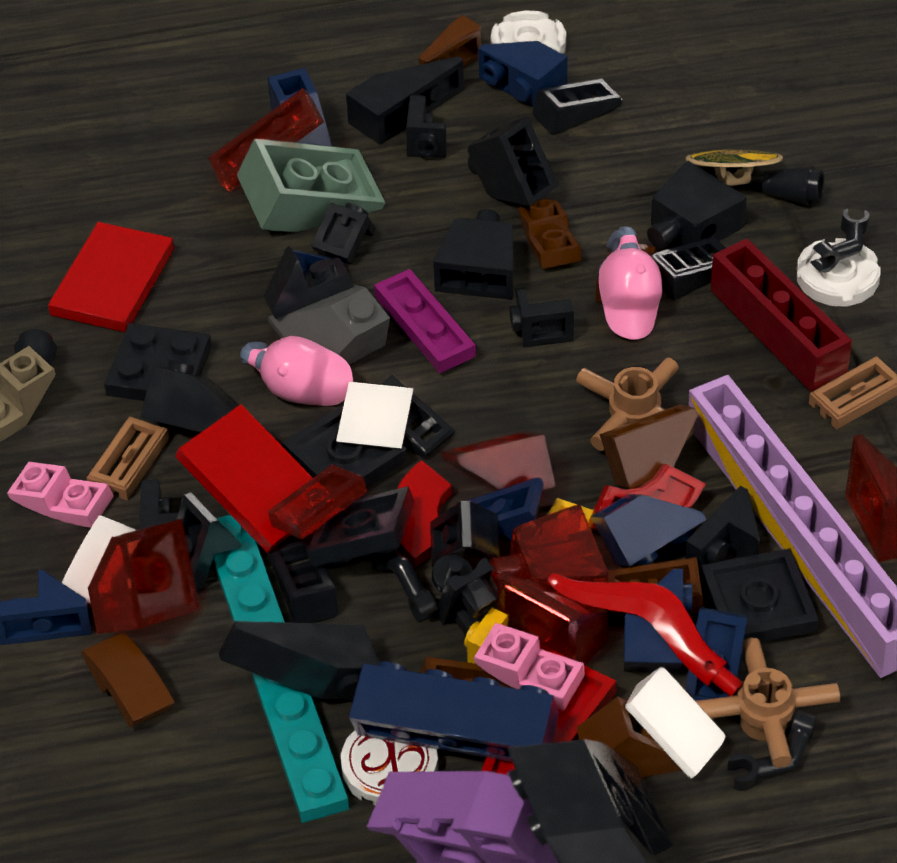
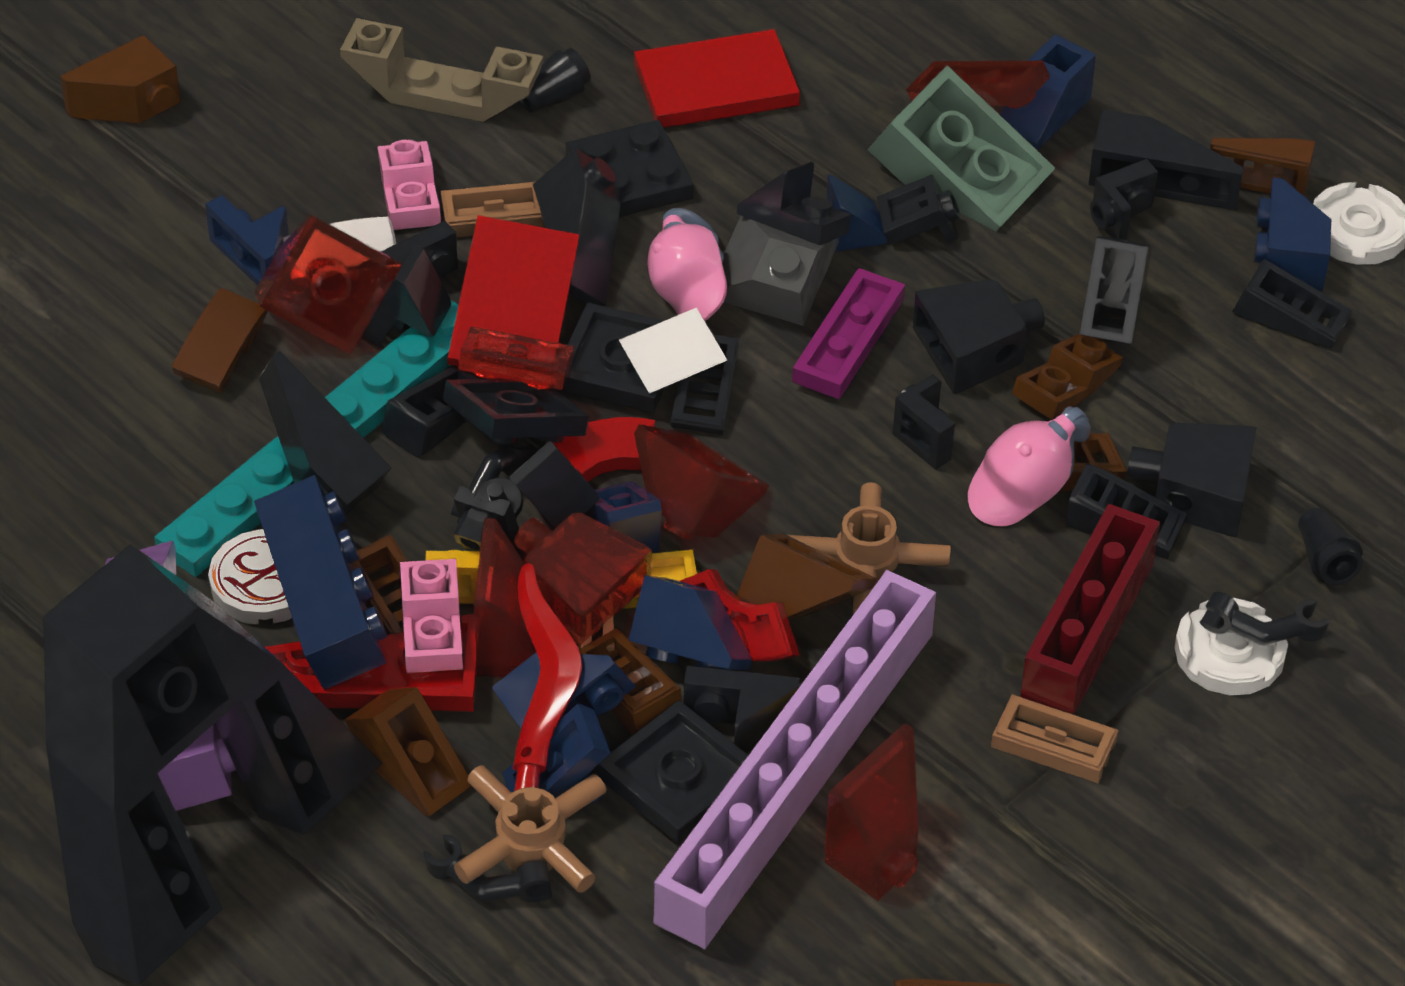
camera: 55 degrees right, 0 degrees up
(675, 721) = (439, 759): white slope -> none
(734, 158) = (1308, 473): shield -> none

